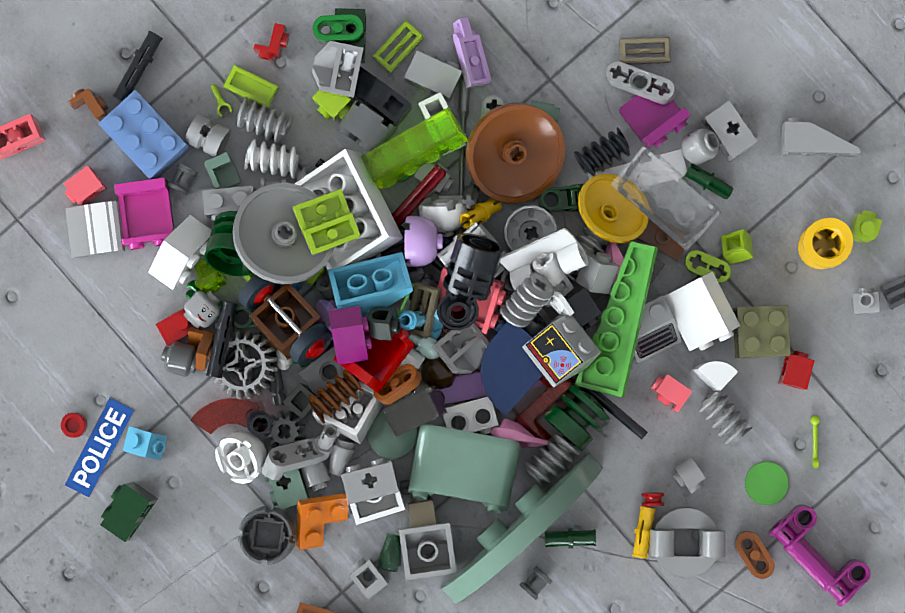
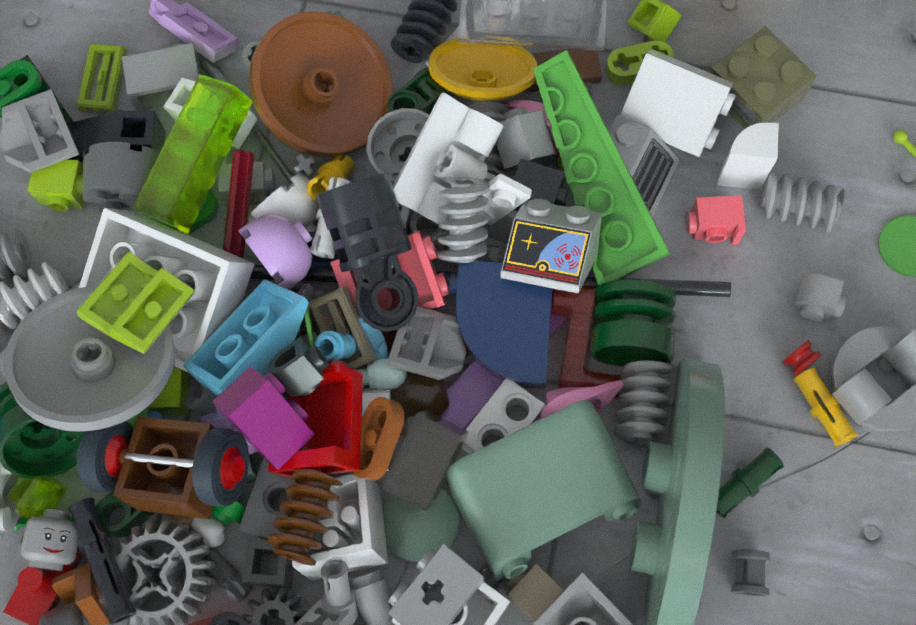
camera: 35 degrees left, 15 degrees down
(796, 370) = (835, 96): red brick -> none

